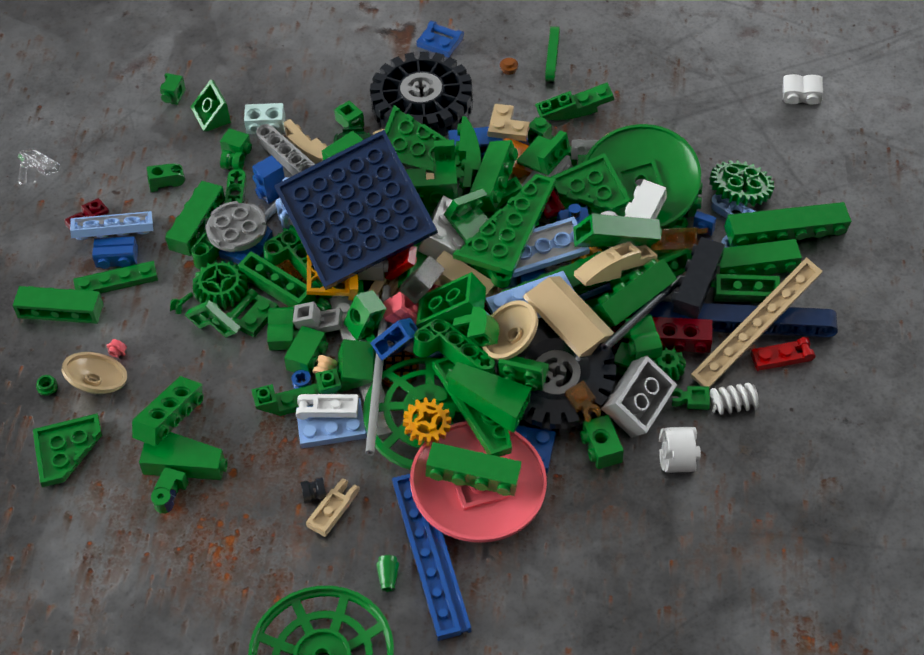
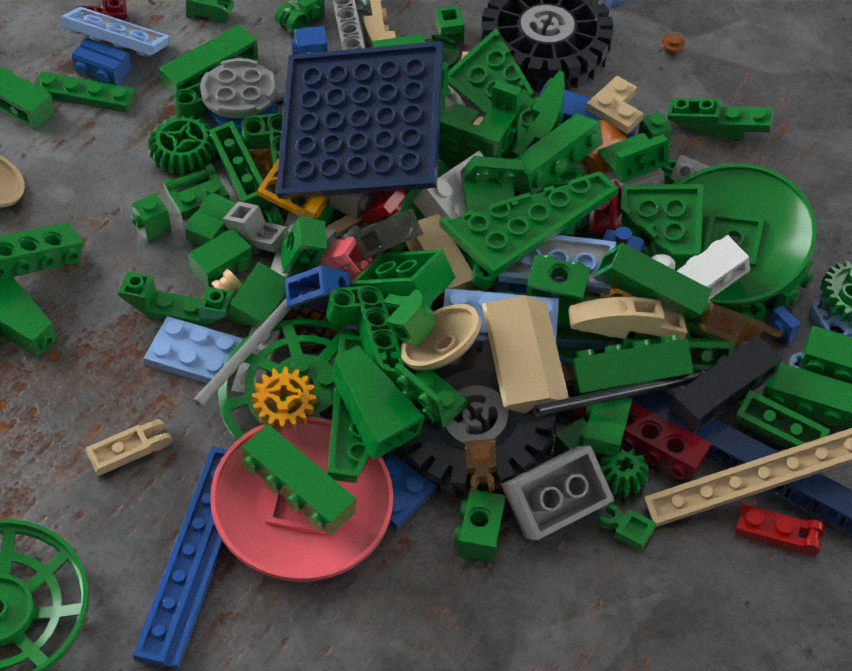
camera: 25 degrees right, 0 degrees up
(116, 348) = (30, 164): coral plate -> none
(177, 304) = (124, 145): green hand -> none
(210, 314) = (141, 169): green plate -> none
(232, 186) = (274, 45): green beam -> none
(235, 345) = (151, 217): none -> green brick
(301, 374) = (195, 282): blue bush -> none
(308, 491) = (118, 416): black wheel -> none
(327, 405) = (196, 329): white plate -> none
(387, 571) = (133, 551): green cone -> none
(546, 265) = (548, 267): none -> green brick
(552, 54) = (732, 51): green beam -> none
(678, 449) = (563, 580): white brick -> none
(733, 397) = (677, 553): white piece -> none

